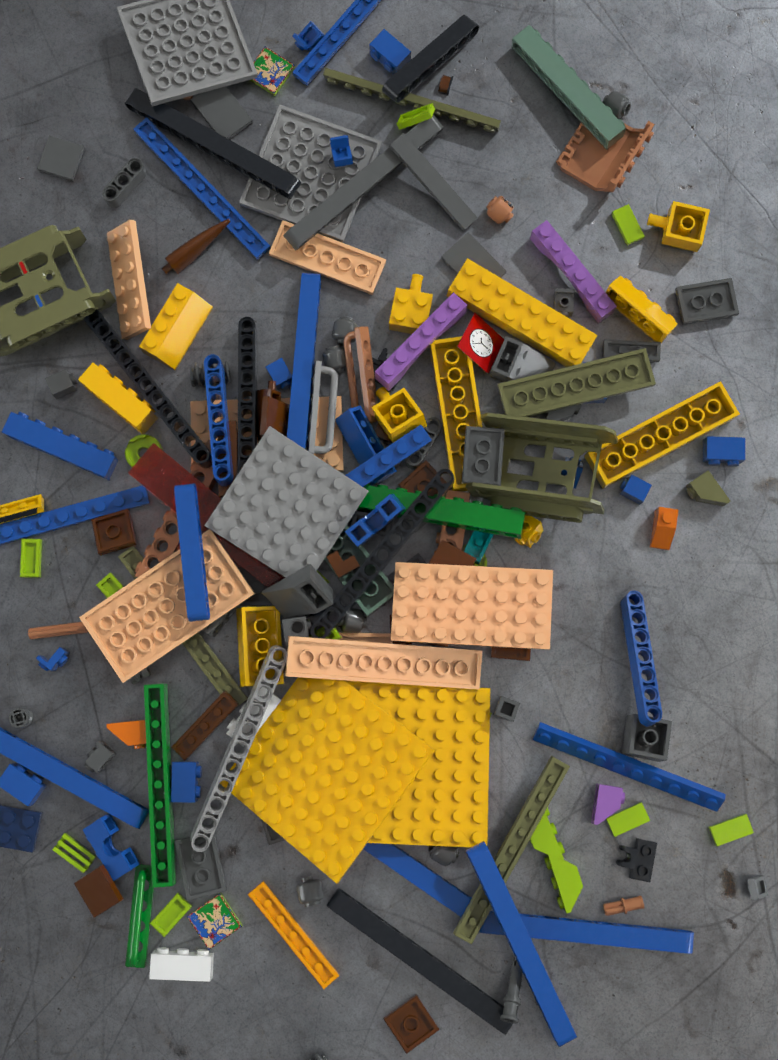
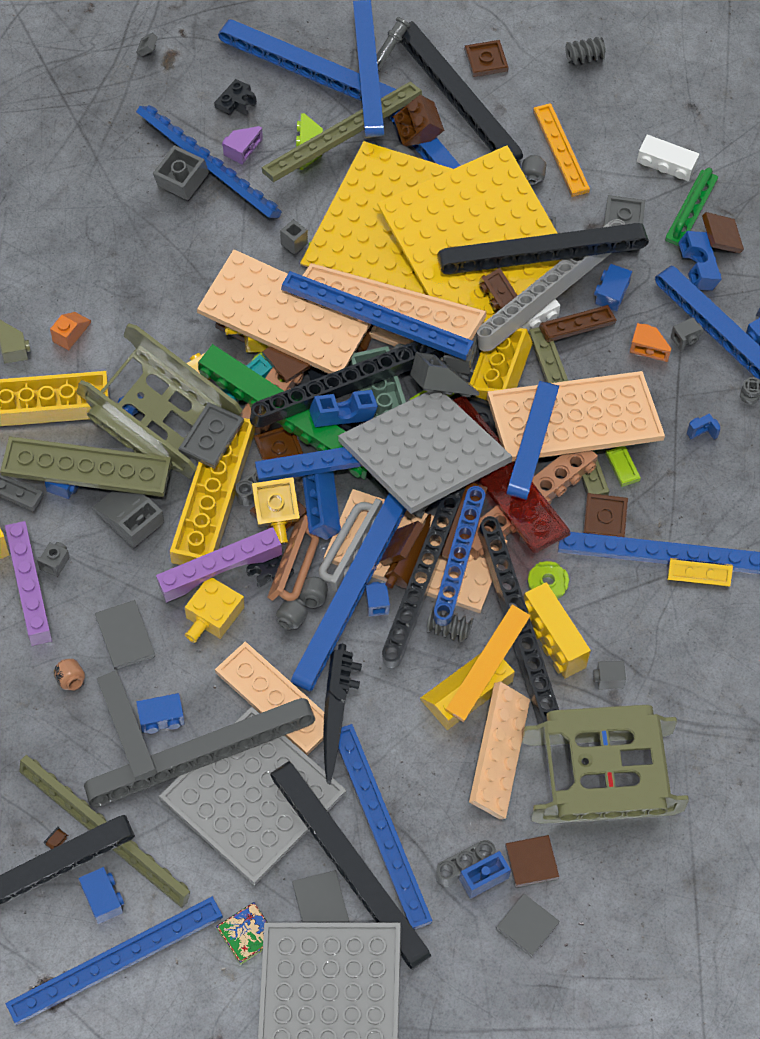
camera: 160 degrees left, 20 degrees down
(30, 558) = (698, 526): lime tile -> none
(56, 630) = (684, 451): nougat axle -> none
(59, 445) = (632, 615): blue brick -> none
(60, 843) = (738, 270): lime tile -> none
(74, 207) = (532, 861): none -> reddish brown tile
(102, 174) = (484, 874): none -> blue brick
(159, 337) = (487, 663): none -> light orange tile
(159, 785) = (636, 293): green brick -> none
(171, 914) = (664, 199): lime tile -> none
(189, 251) = (418, 762): reddish brown piece -> none
(214, 921) = (627, 180): tile -> none
(257, 773) = (542, 248): none -> black beam
(280, 282) = (336, 692): none -> black piece
(286, 716) = (497, 288): none -> reddish brown bracket
(308, 37) = (185, 951): blue bracket -> none
(341, 151) = (210, 792): blue bracket -> none
(342, 567) = (391, 388): reddish brown piece -> none
(384, 627) = (377, 315): none -> blue plate
(412, 207) = (160, 713): none -> blue brick
(416, 116) = (108, 802): lime tile -> none
(441, 892) = (418, 122): none -> reddish brown slope
(481, 343) = (158, 545): red sticker -> none
(521, 315) = (104, 559): yellow brick -> none
(565, 880) = (307, 100): lime slope -> none
(623, 905) = (266, 71): nougat axle -> none
(627, 819) = (223, 127): lime tile -> none
(634, 489) = (77, 363): blue brick -> none
(637, 666) = (151, 219): blue beam -> none
(731, 829) = (145, 91): lime tile -> none

